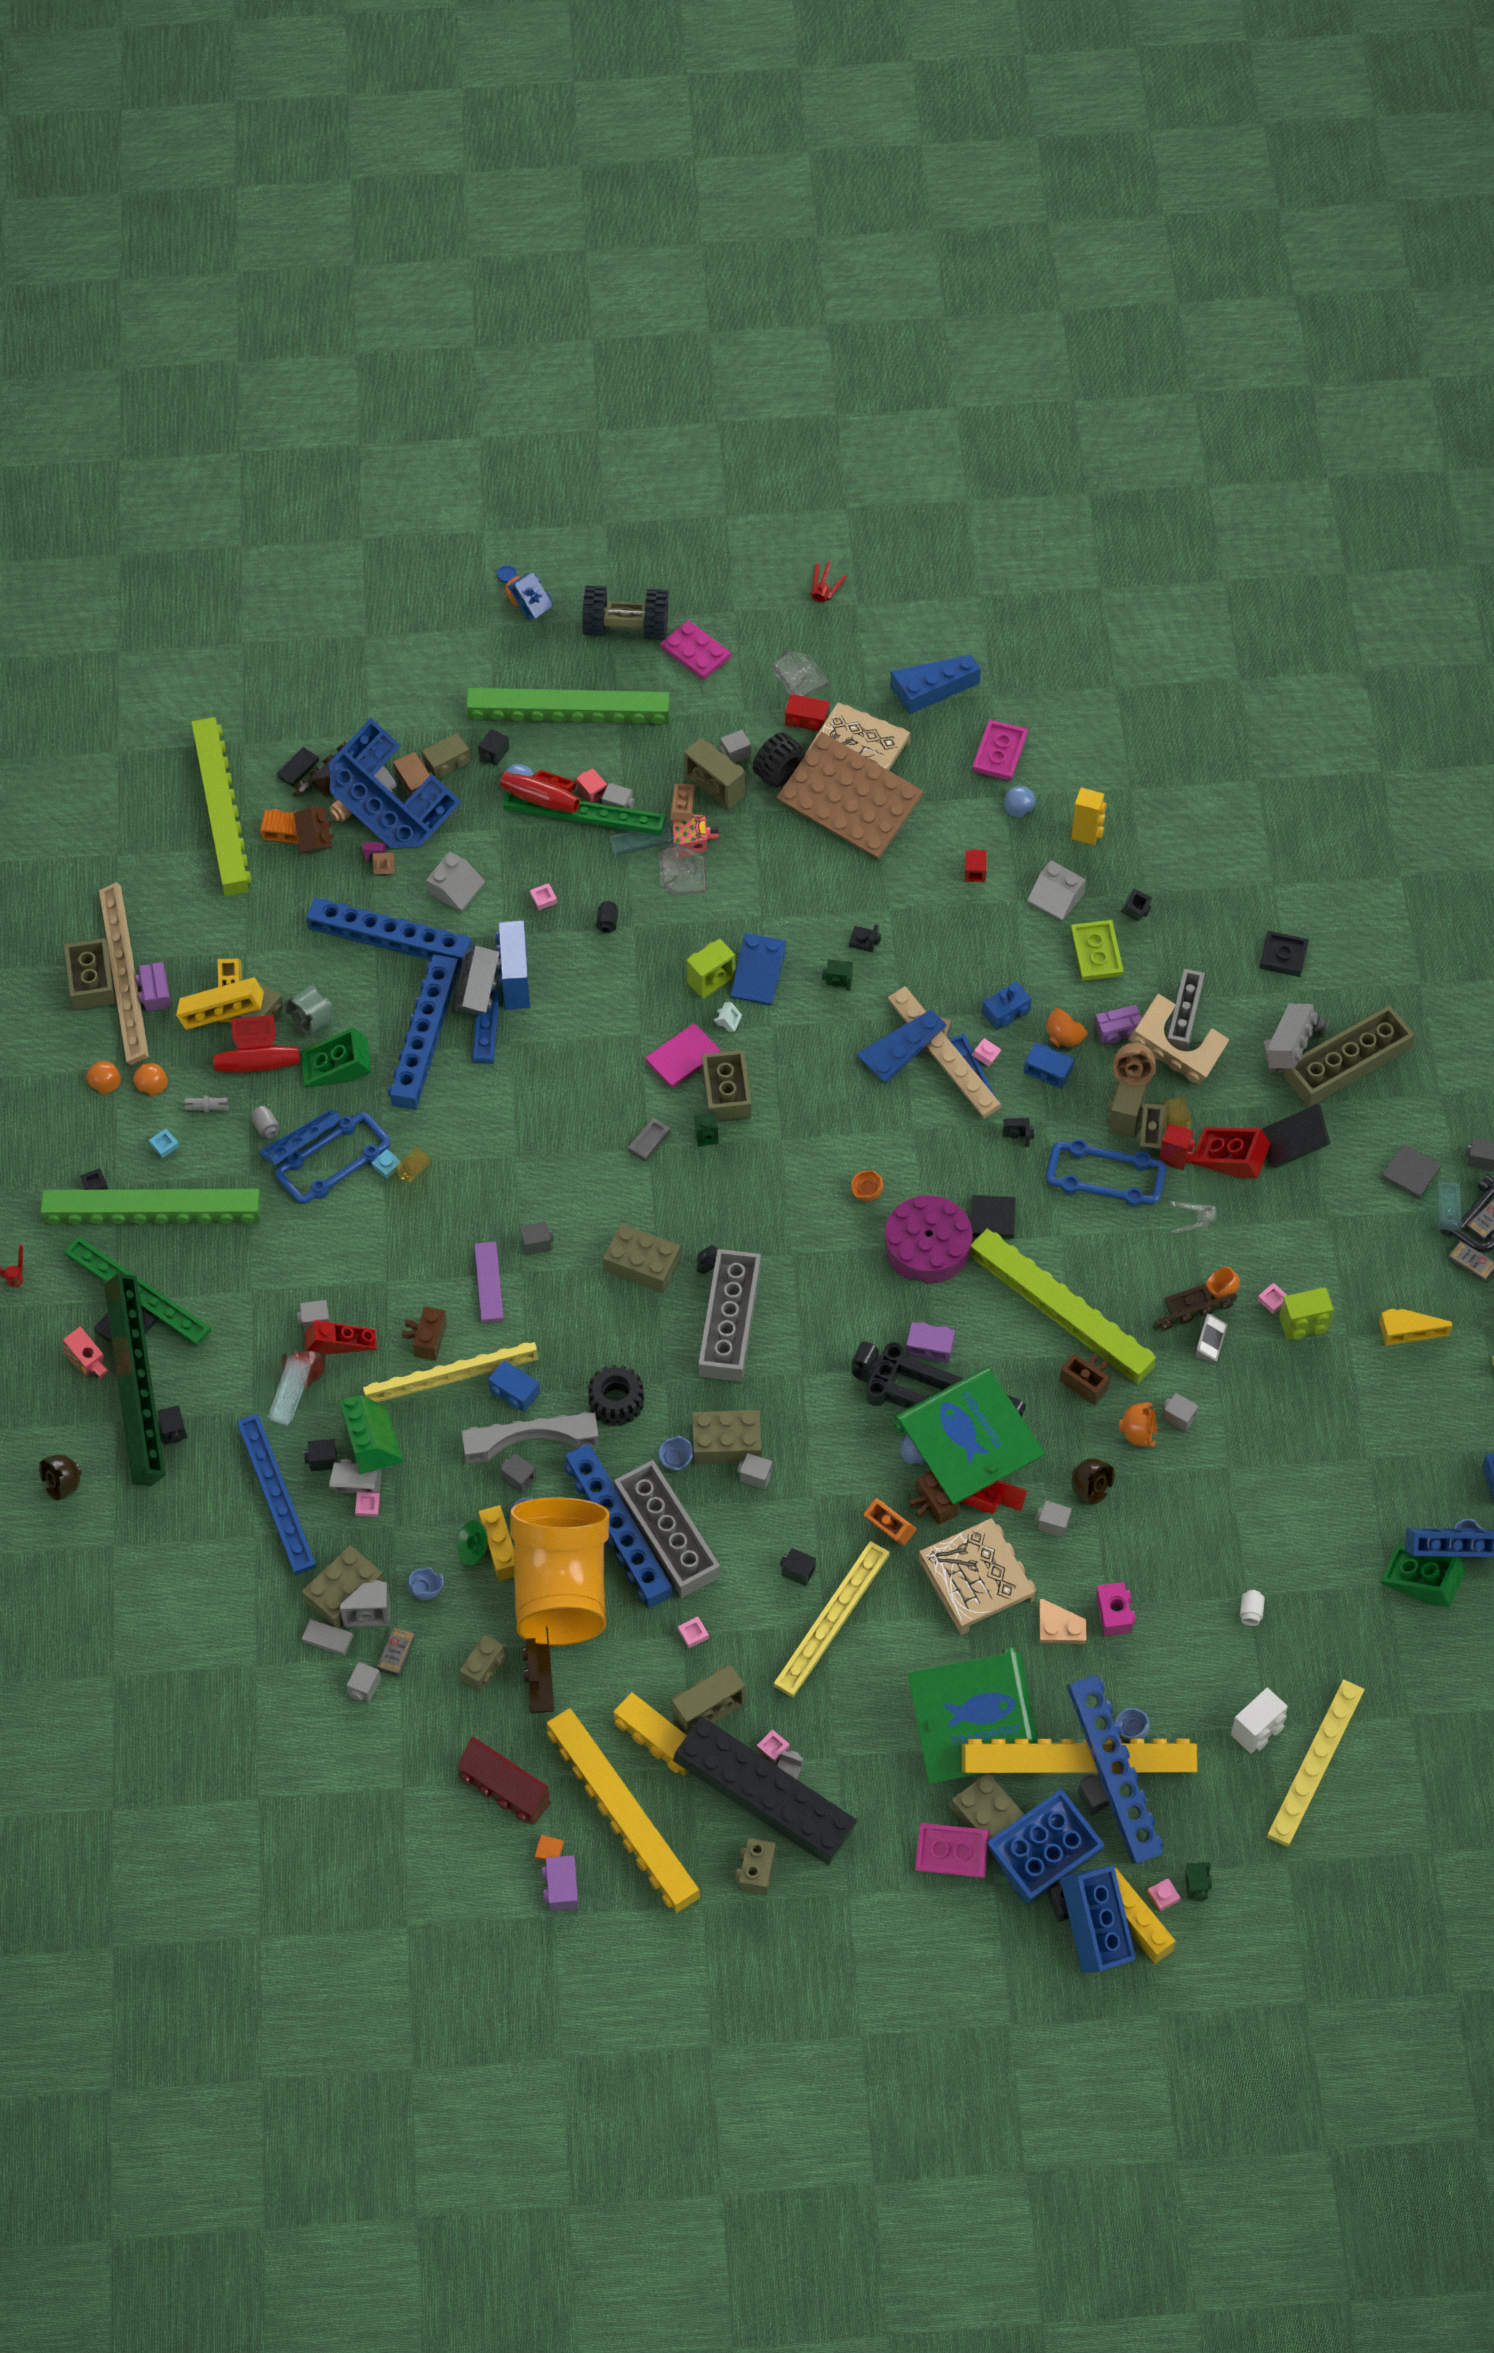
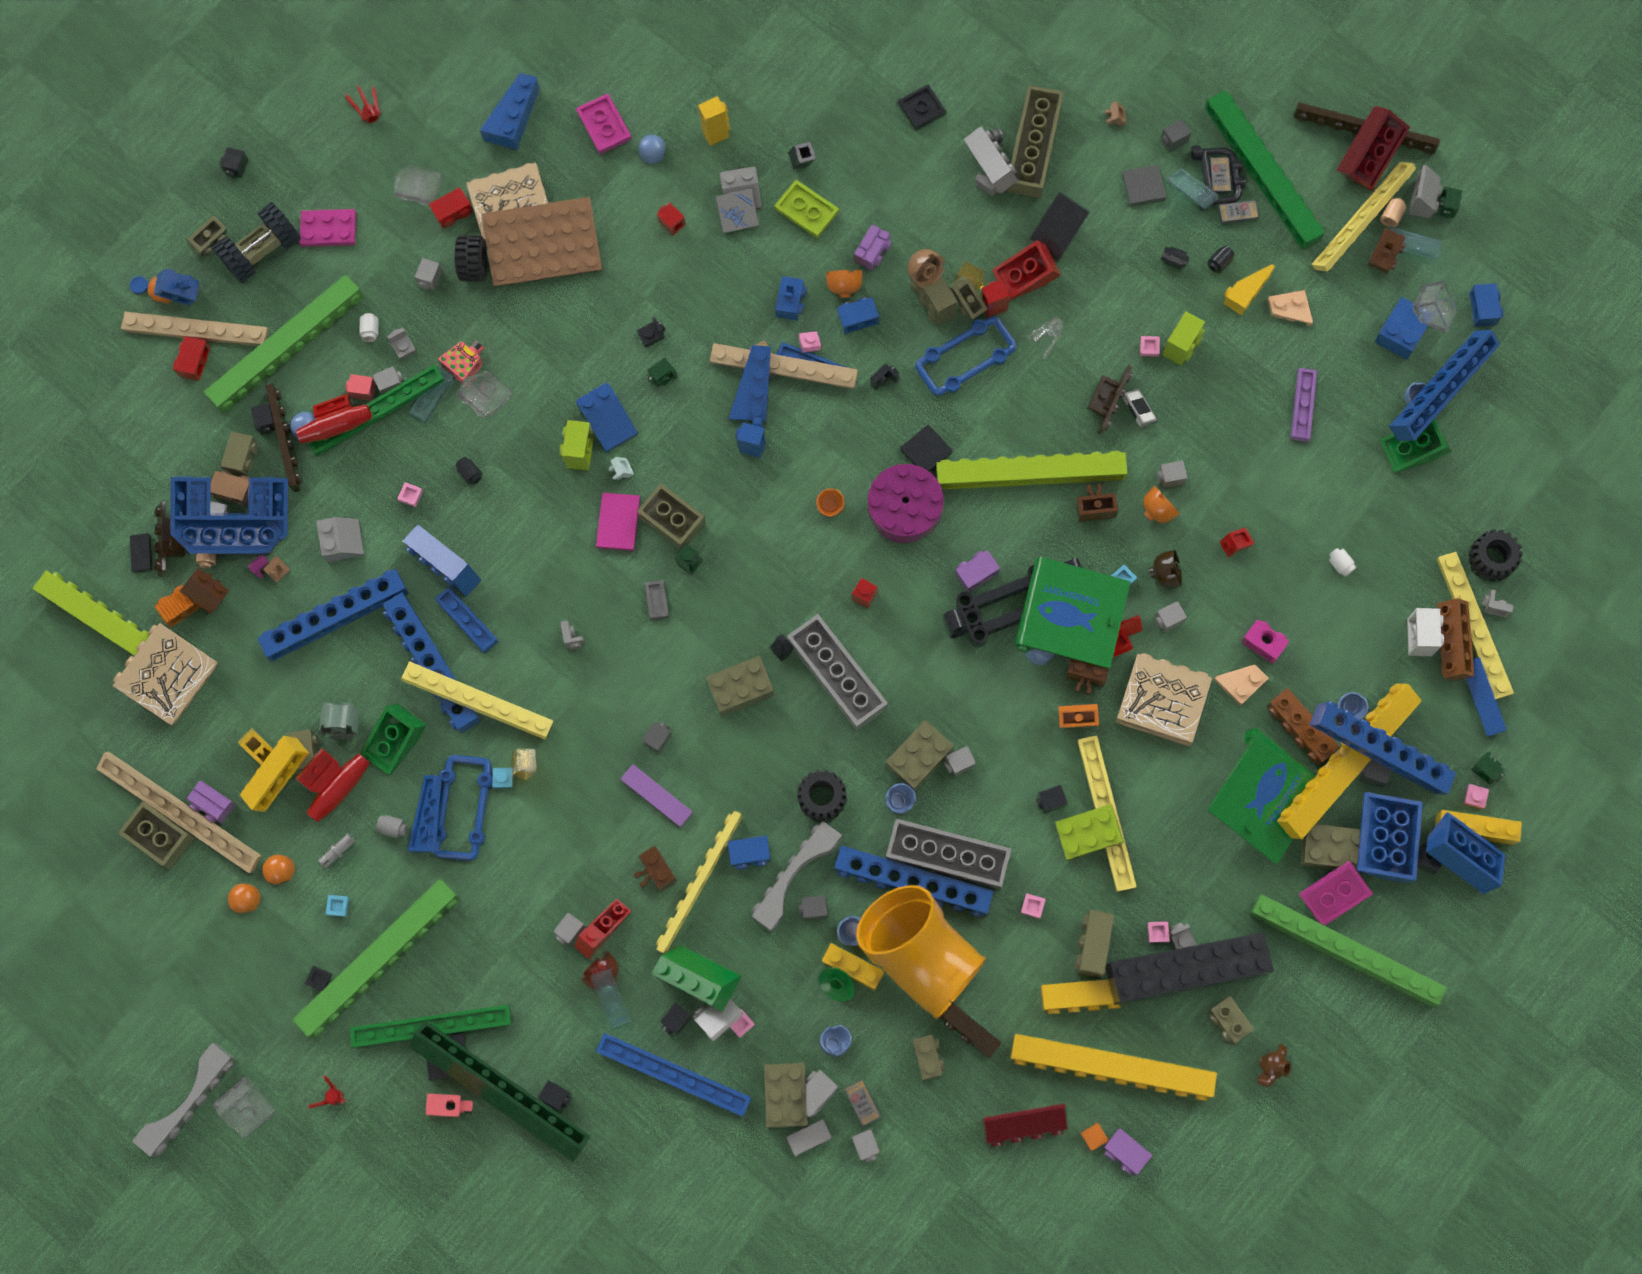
camera: 40 degrees left, 15 degrees up
(61, 1476) = (520, 1204): dark brown cylinder -> none
(219, 865) = (165, 674): none -> tan panel
(427, 1086) = (477, 700): none -> light yellow plate
(476, 981) = (433, 597): slope -> none
(487, 658) = (191, 358): none -> red brick
(490, 776) = (286, 444): none -> dark brown plate
(512, 639) = (194, 328): none -> tan plate
(550, 1104) = (569, 632): none -> light grey bracket
(595, 576) = (207, 236): none -> olive brick
(646, 747) = (368, 327): none -> white brick
(658, 781) = (401, 343): none -> light grey bracket
(674, 542) = (234, 162): none -> black brick
(682, 802) = (435, 344): medium nougat tile -> none
(714, 773) = (436, 305): olive brick -> none
(753, 1933) = (1274, 1066): none -> reddish brown piece
(800, 1618) = (1089, 832): none -> lime plate
(819, 1277) = (864, 593): none -> red brick
(855, 1081) = (751, 438): none -> blue brick
(914, 1906) = (1348, 951): none -> bright green brick
(1035, 902) = (737, 210): none -> light grey tile
(1051, 1457) = (1124, 573): none -> medium azure plate
(1070, 1670) = (1296, 721): none -> dark orange brick
(1178, 1511) = (1236, 541): none -> red bracket
(1185, 1009) = (906, 202): light grey brick -> none
(1192, 1064) = (904, 237): tan arch -> none
(1223, 1282) = (1112, 364): orange hair -> none
(1258, 1823) = (1485, 700): none -> blue tile
(1282, 1753) = (1457, 646): none -> dark orange brick
(1349, 1763) = (1498, 607): none -> light grey bracket
(1360, 1459) = (1303, 404): none -> medium lavender tile
(1373, 1248) = (1174, 257): none -> black brick
(1402, 1705) = (1501, 542): none -> black tyre
(1413, 1283) = (1220, 259): none -> black brick
(1435, 1374) = (1291, 307): none -> light nougat wing
(1449, 1095) = (1118, 114): none -> medium nougat tile

